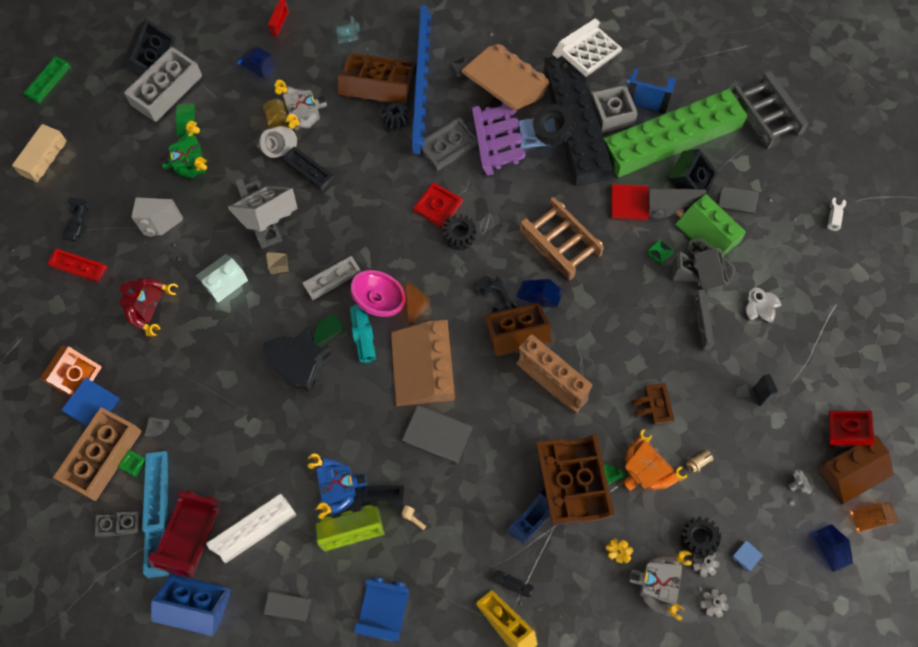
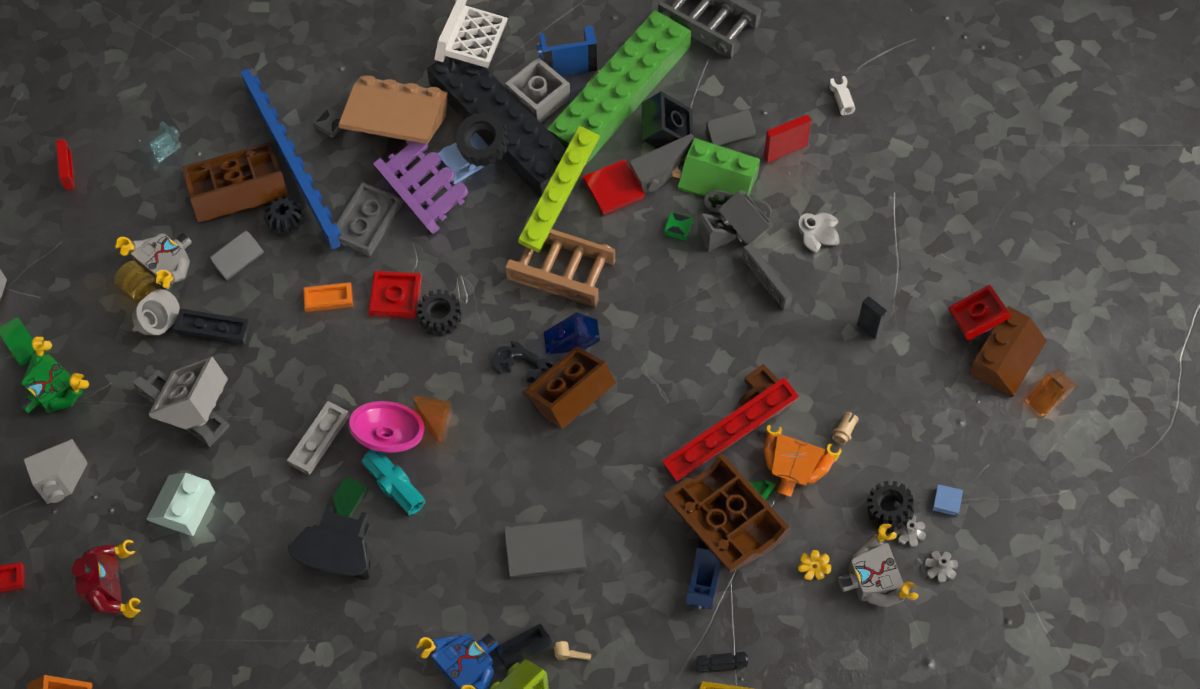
camera: 30 degrees left, 5 degrees down
(257, 61) = (69, 229): clear blue slope -> none
(277, 262) = (241, 453): dark tan slope -> none
(350, 128) = (236, 255): none -> dark grey slope
(393, 185) = (328, 297): none -> orange tile
(422, 364) = (484, 479): medium nougat slope -> none
(554, 374) = (639, 413): medium nougat fence -> none
(587, 184) = (558, 189): none -> lime plate
(614, 418) = (730, 429): none -> red plate
(775, 226) = (787, 138): none -> red tile
(800, 482) = (959, 395): light grey plant -> none
(834, 546) = (1028, 443): clear blue slope -> none

